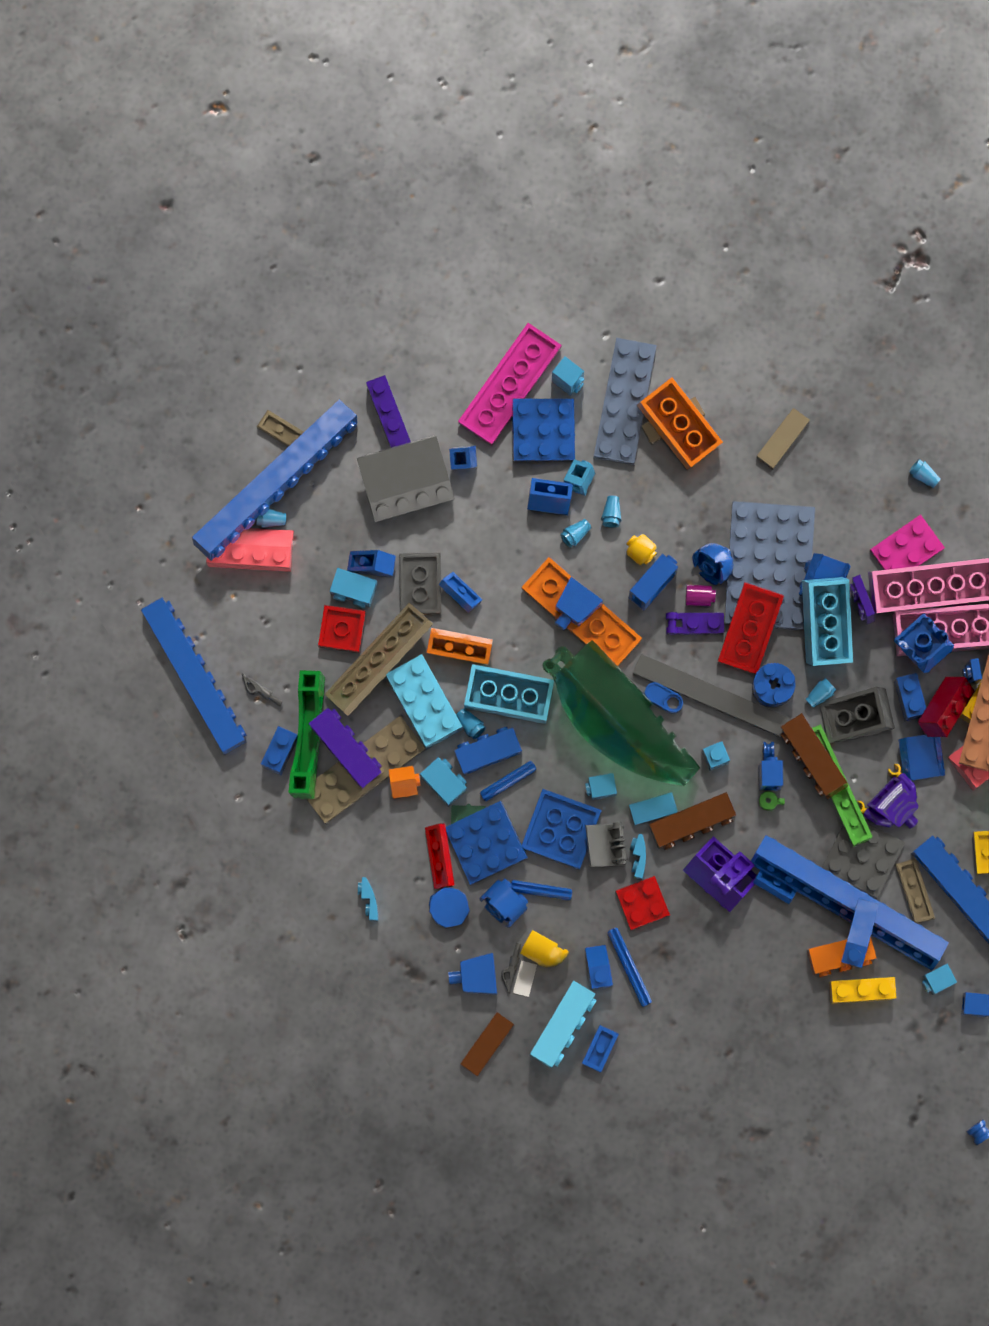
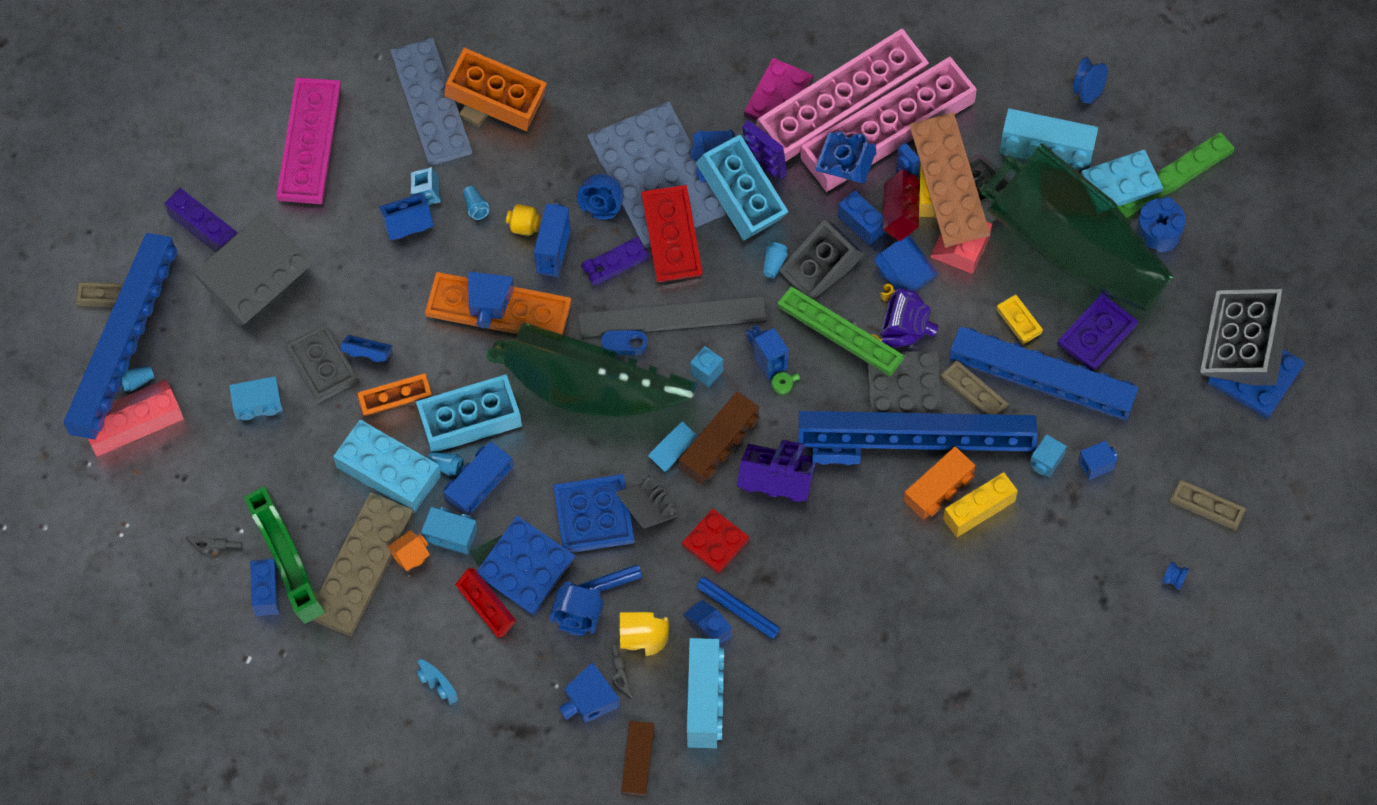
camera: 30 degrees left, 15 degrees down
(192, 674) = (137, 563): blue brick -> none
(341, 628) = (265, 442): red plate -> none
(345, 748) = (330, 544): dark purple brick -> none
(371, 563) = (262, 363): blue slope -> none
(378, 659) = (318, 447): dark tan plate -> none
(449, 907) = (522, 645): blue hat -> none
(463, 457) = (300, 224): blue brick -> none
(507, 781) = (514, 498): blue axle -> none
(525, 978) = (639, 676): white sticker -> none
(543, 429) = (365, 163): blue plate -> none
(568, 376) = (362, 102): dark azure brick -> none
(575, 532) = (449, 239): dark azure cone -> none
(600, 1048) = (754, 699): blue plate -> none
(601, 786) = (611, 453): dark azure brick -> none
(639, 851) = (686, 495): dark azure slope -> none
(699, 595) = (604, 232): magenta brick -> none
(761, 685) = (724, 274): blue brick -> none
(783, 438) = (602, 58): dark tan tile -> none
(814, 756) = (802, 313): reddish brown brick -> none
(860, 933) = (945, 447): slope -> none
(924, 473) = (755, 21): dark azure cone -> none

